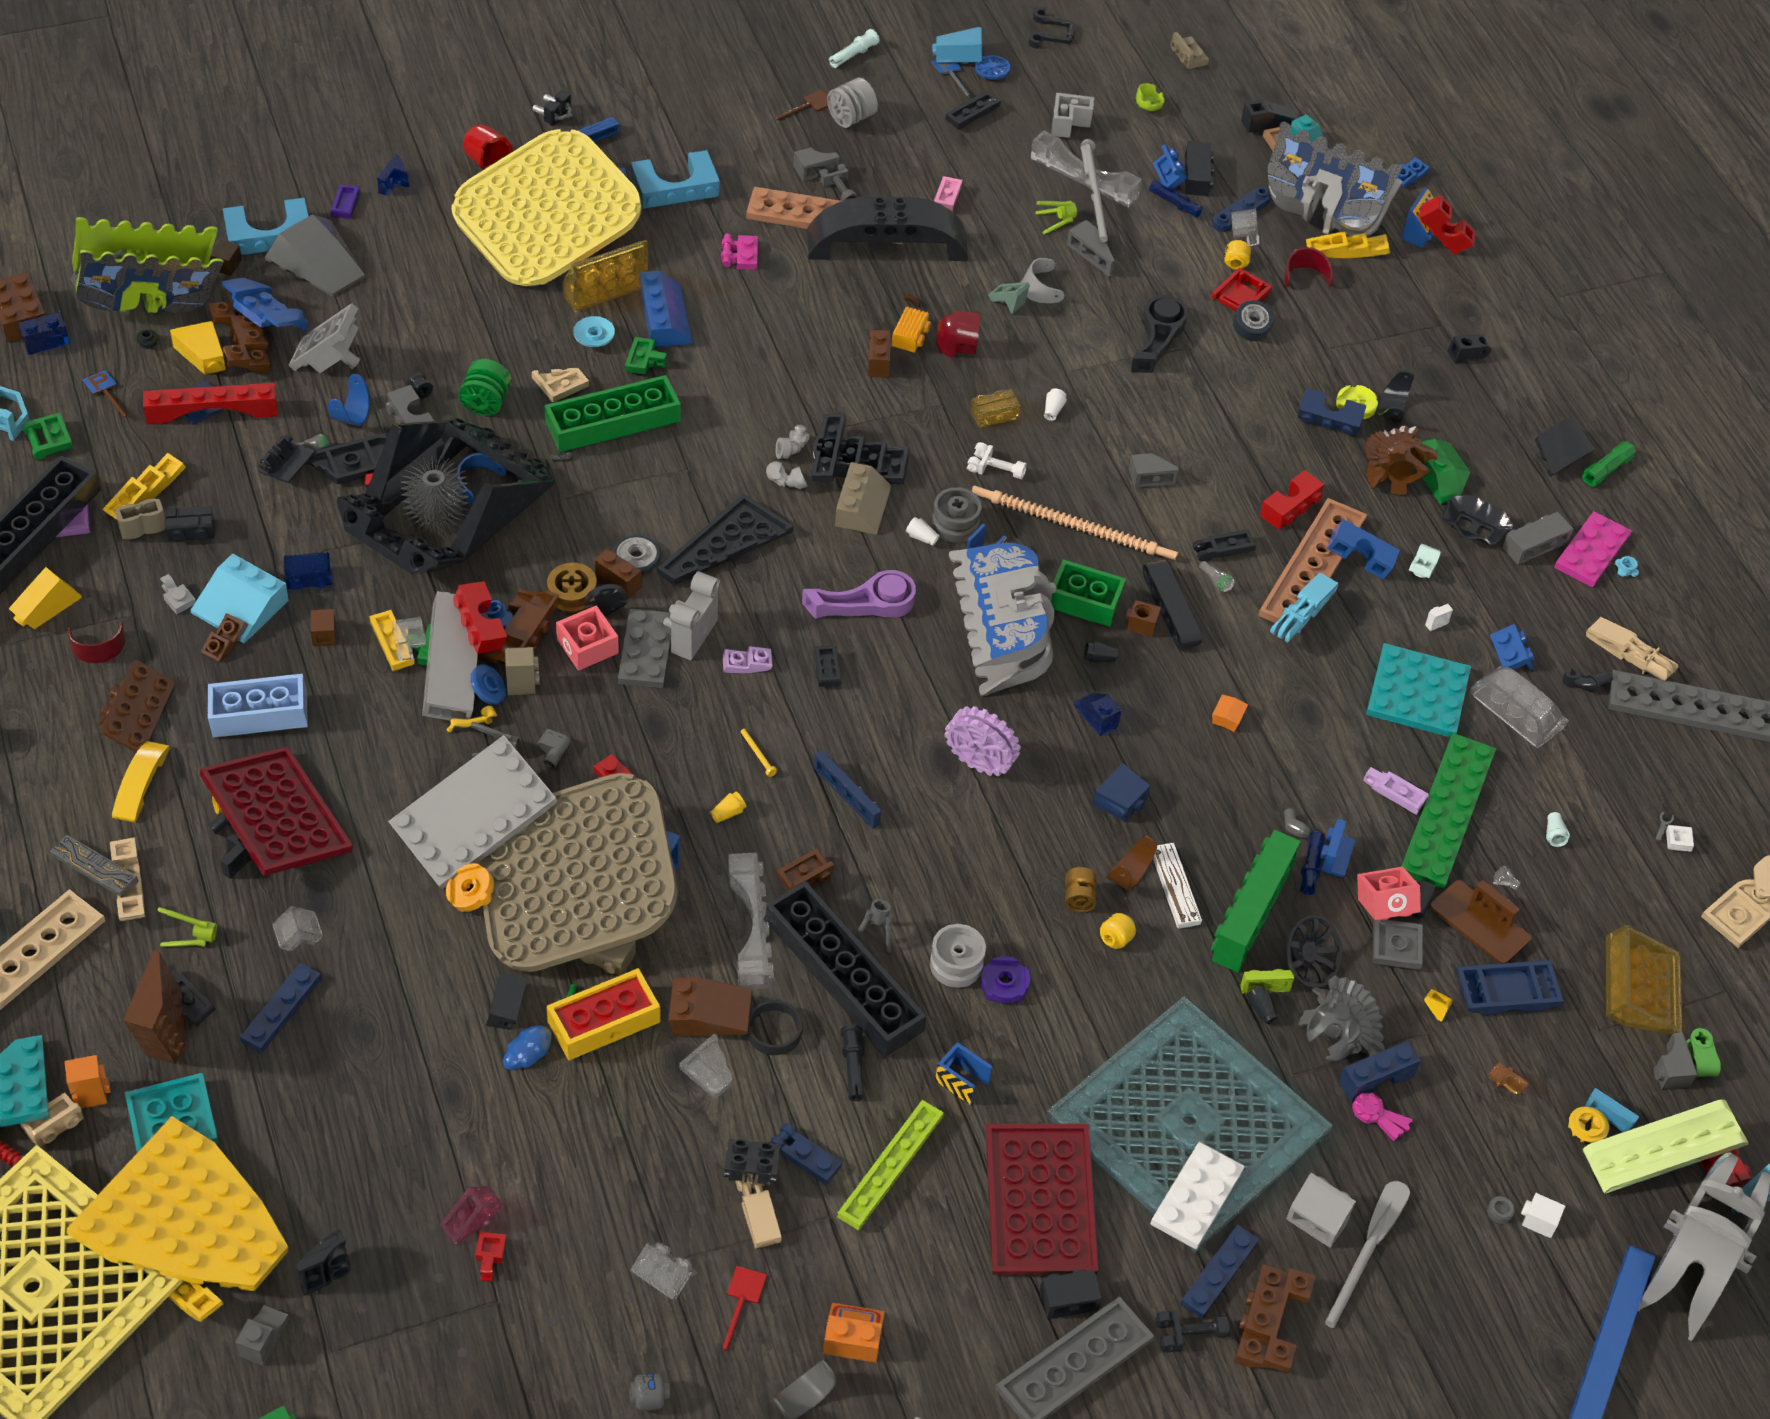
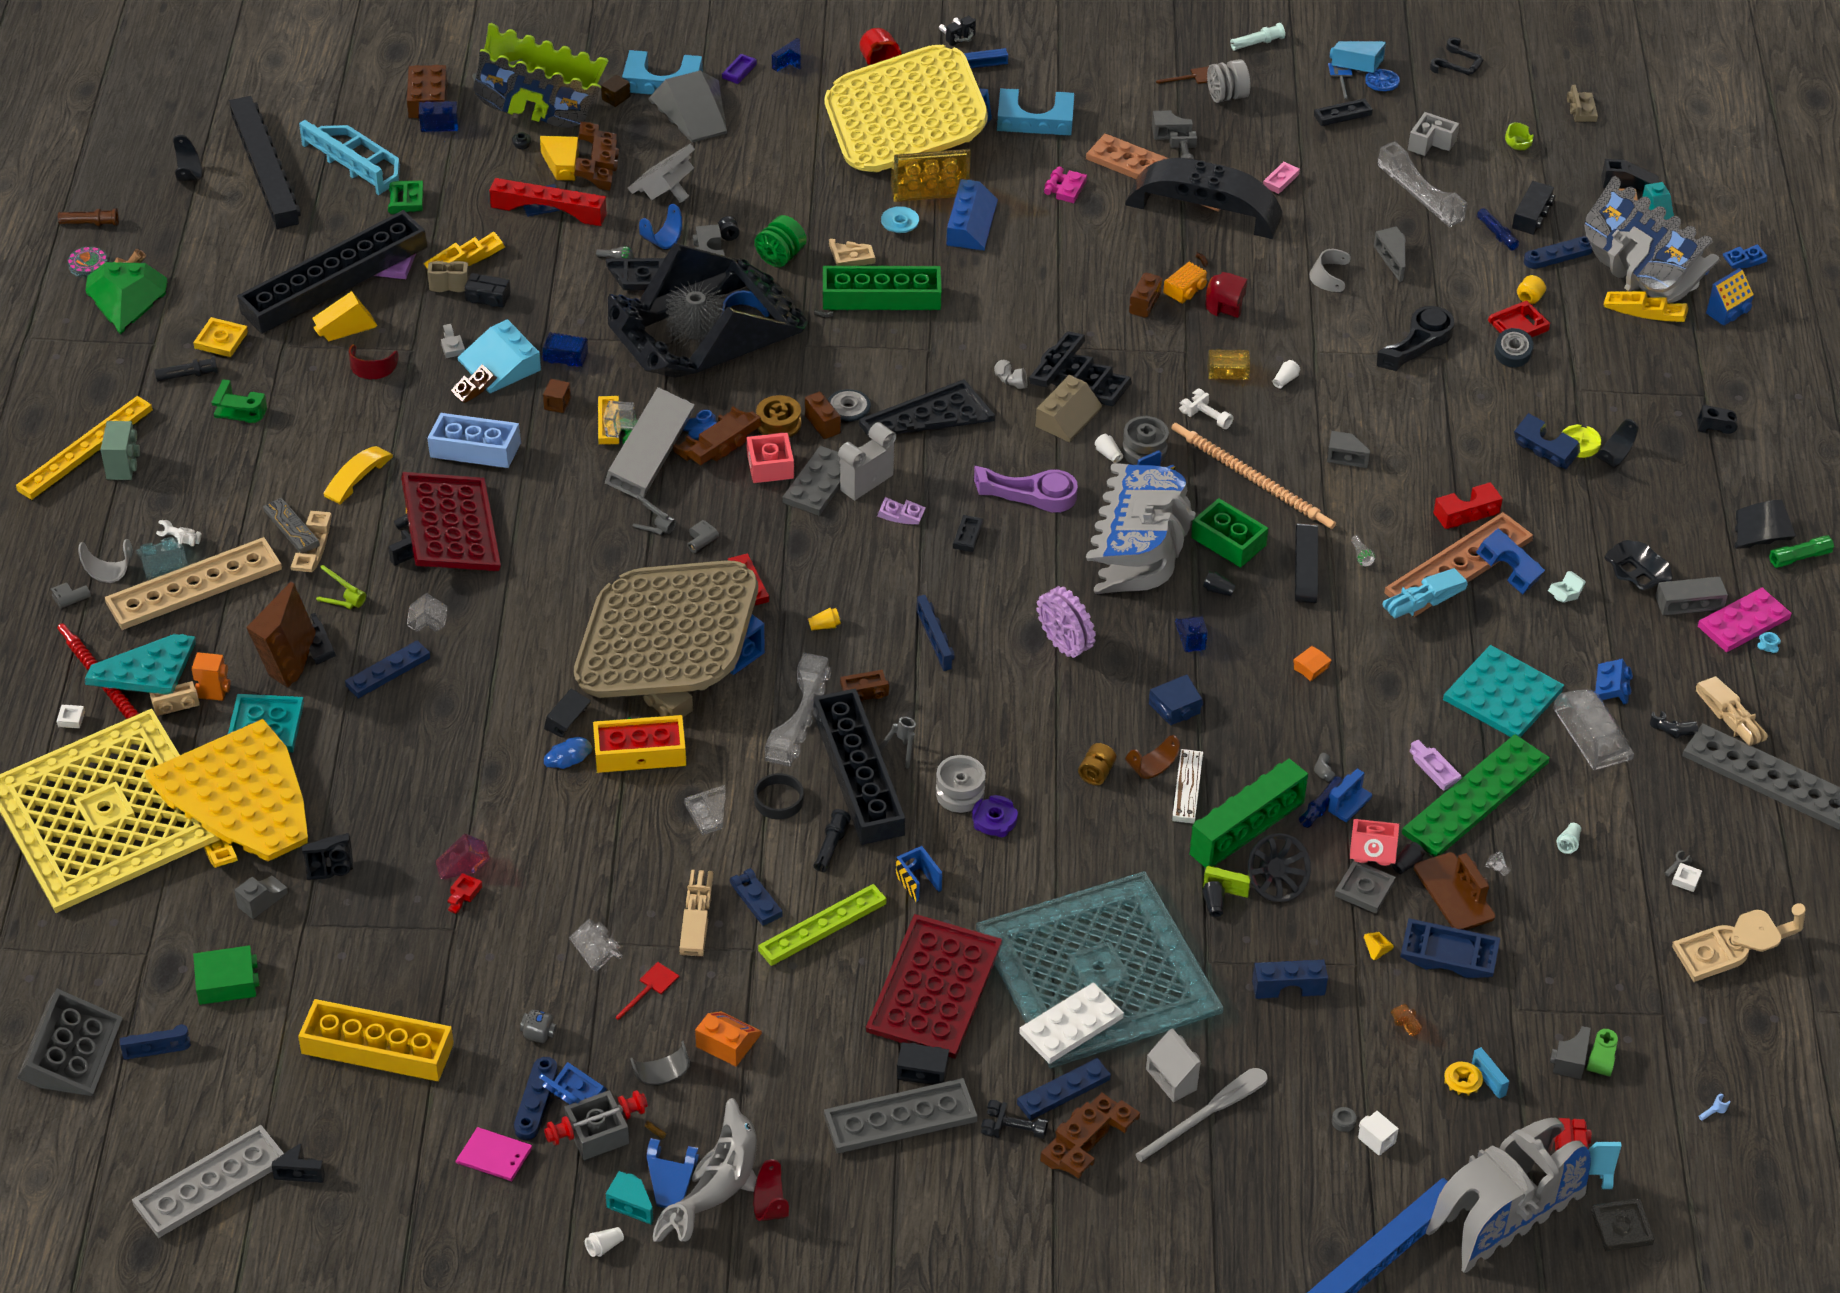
camera: 25 degrees right, 5 degrees down
(101, 383) = (468, 166): piece -> none
(135, 706) = (379, 416): reddish brown bracket -> none
(258, 305) = (623, 133): blue piece -> none
(285, 459) = (590, 260): black hinge -> none
(473, 811) = (607, 564): light grey plate -> none
(480, 893) = (579, 621): light orange plate -> none
(483, 633) = (682, 430): red arch -> none
(487, 712) = (658, 498): yellow piece -> none
(488, 684) = (669, 472): blue wheel -> none
(521, 671) = (700, 468): dark tan brick -> none
(606, 598) = (801, 434): black wheel -> none
(643, 356) = (934, 249): green hinge -> none
(709, 1007) = (728, 763): reddish brown slope -> none
(751, 1158) = (701, 882): black hinge -> none
(770, 770) = (877, 602): yellow piece -> none
(786, 447) = (1035, 349): light grey arm -> none
(1013, 294) = (1295, 275): sand green slope -> none
(1066, 211) = (1386, 216): lime plant -> none
(1087, 148) = (1432, 167): light grey bar -> none
(1117, 930) = (1113, 805): yellow head -> none
(1143, 618) = (1273, 567): reddish brown brick -> none
(1170, 168) = (1504, 200): blue bracket -> none
(1224, 545) = (1382, 527): black hinge -> none
(1246, 225) = (1553, 265): clear piece -> none
(1309, 258) = (1594, 306): dark red piece -> none
(1346, 1019) = (1279, 928): dark grey piece -> none
(1370, 1109) = (1266, 1006): dark pink piece -> none
(1395, 457) = (1583, 492): reddish brown piece -> none
(1438, 617) = (1555, 636): white plate -> none
(1447, 473) = (1629, 513): green wedge -> none
(1455, 236) = (1753, 319): red arch -> none
(1642, 982) = (1581, 981): clear yellow slope -> none
(1664, 1145) = (1513, 1109): yellowish green plate -> none

